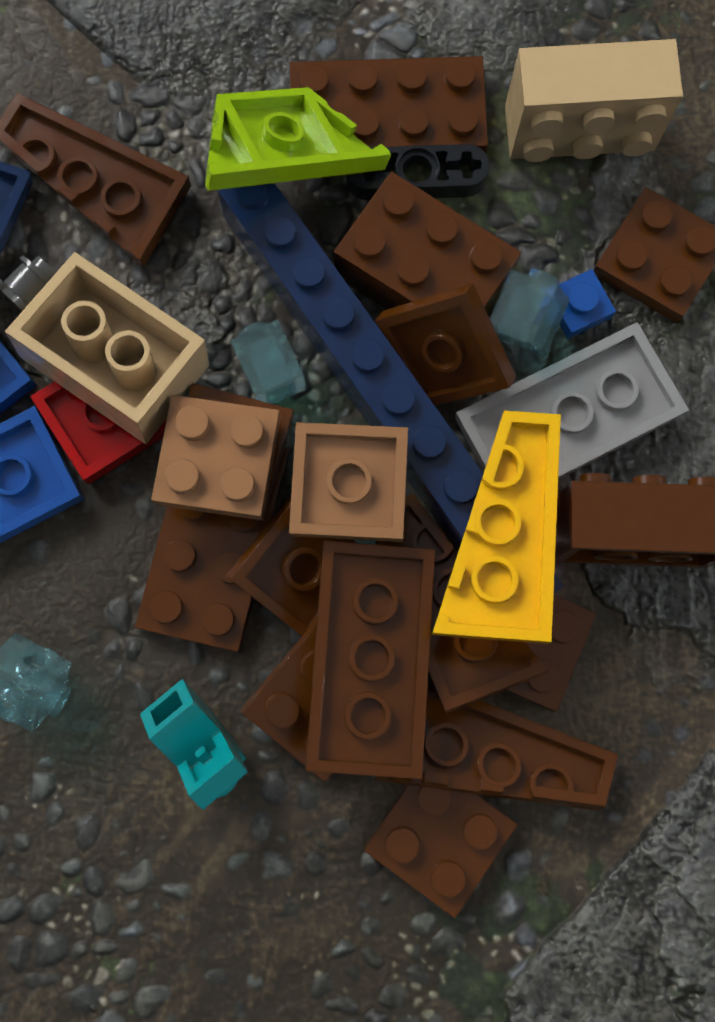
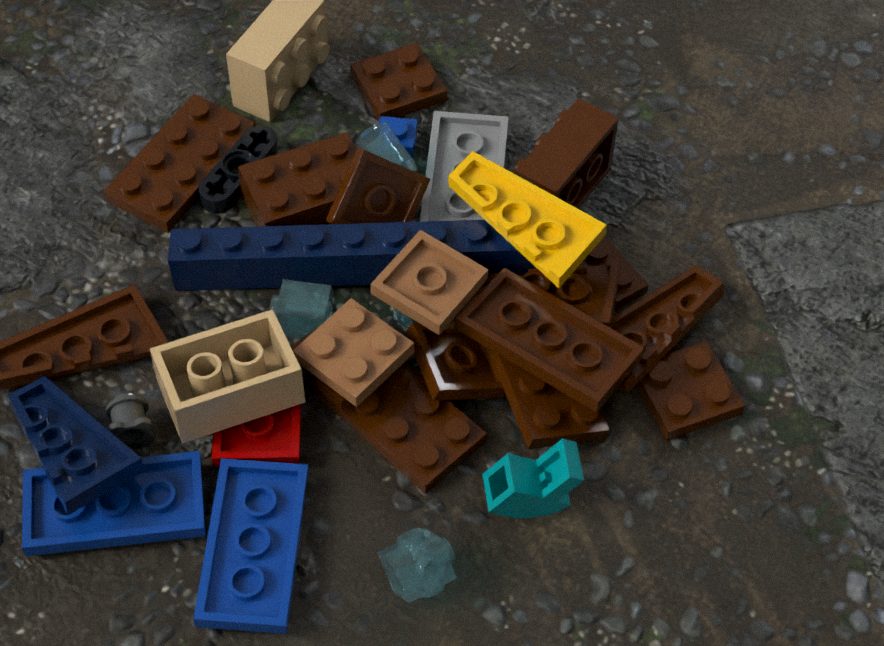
camera: 60 degrees left, 25 degrees down
(283, 139) = (167, 206): lime wing -> none

